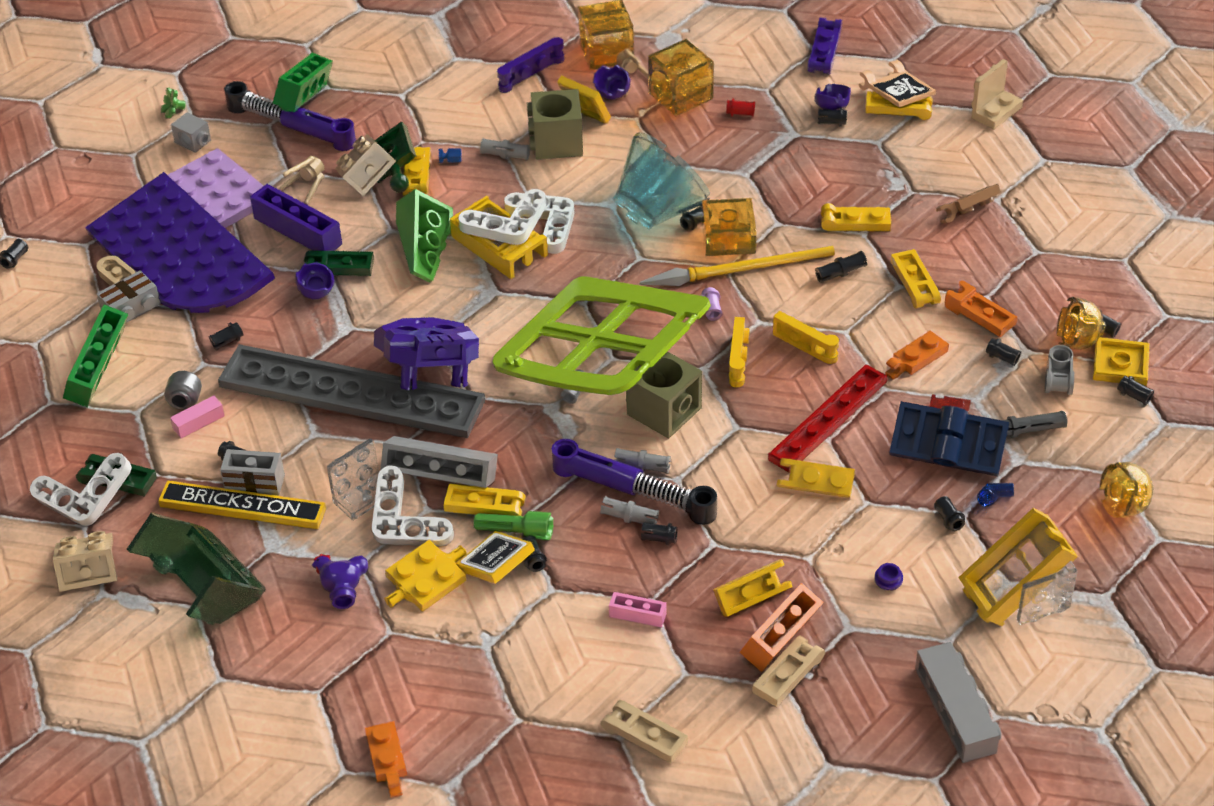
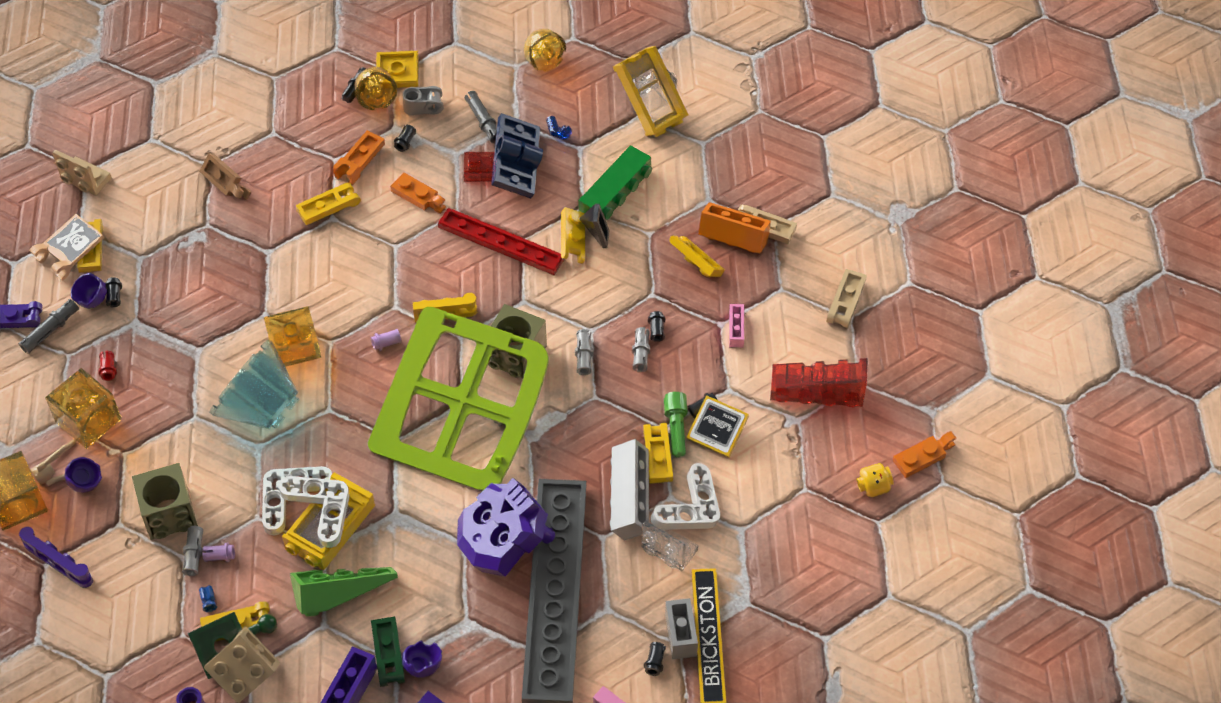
camera: 105 degrees left, 10 degrees up
(202, 563) = (797, 626): clear green windscreen -> none
(340, 578) = (769, 531): dark purple animal -> none
(364, 689) = (875, 480): none -> yellow head
(425, 575) = (745, 475): yellow plate -> none
(493, 167) = (222, 552): none -> lavender pin
(516, 666) = (820, 383): none -> clear red wedge
(571, 460) = (609, 354): piece -> none
(590, 100) = (122, 487): yellow tile -> none
(679, 276) = (348, 359): yellow piece -> none
(806, 338) = (417, 265): yellow plate -> none
(807, 78) = (55, 320): none -> dark grey pin
(814, 493) = (596, 224): none -> black slope
(841, 266) = (322, 255): black pin -> none
(855, 218) = (253, 255): yellow plate -> none
(885, 529) = (617, 182): none -> green brick
(888, 576) = (658, 179): dark purple plate -> none
(953, 519) = (587, 151): black pin -> none
(958, 702) = (762, 126): light grey brick -> none
(1135, 390) = (428, 60): black pin -> none

